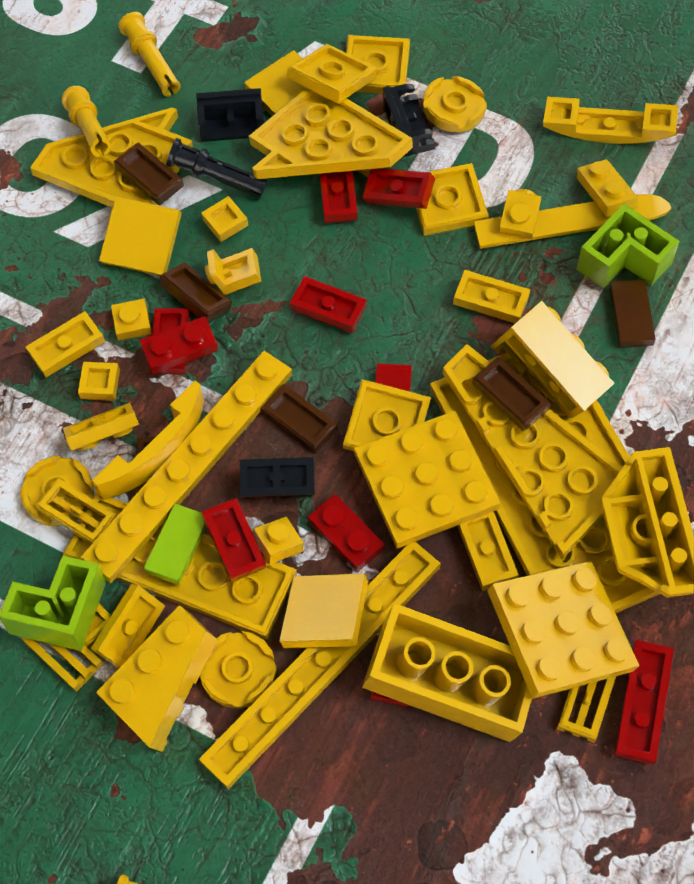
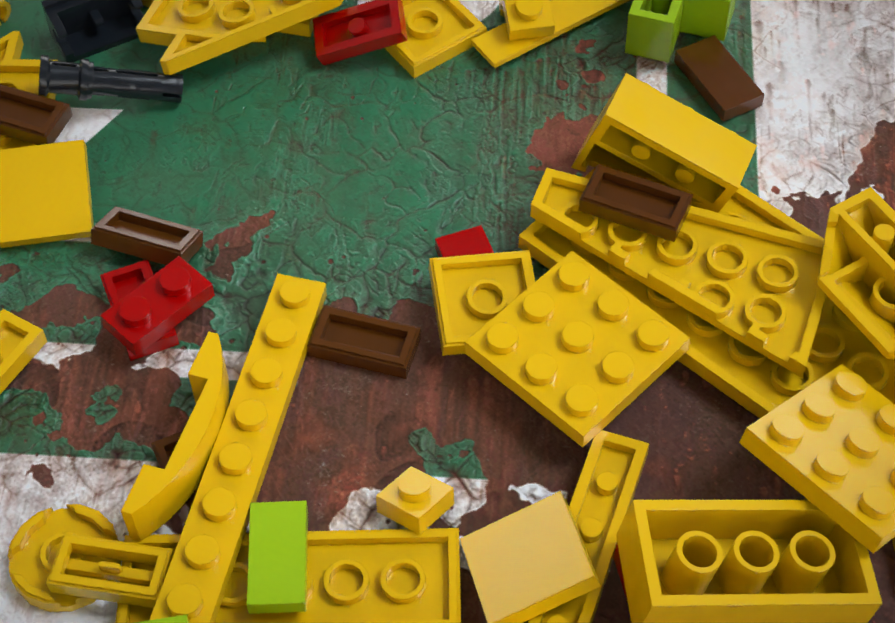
camera: 25 degrees left, 10 degrees down
(99, 381) = (62, 391): yellow plate -> none
(113, 423) = (78, 461): yellow plate -> none
(131, 319) = (72, 301): yellow plate -> none
(224, 219) = (146, 138): yellow plate -> none
(233, 271) = (190, 193): yellow bracket -> none
(233, 540) = (358, 517): red plate -> none
(277, 477) = (376, 417): black hinge -> none
(328, 304) = (335, 192): red plate -> none
(338, 196) = (284, 64): red plate -> none
(346, 533) = (500, 458): red plate -> none
(487, 550) = (699, 408): yellow plate -> none
(491, 296) = (540, 114): yellow plate -> none

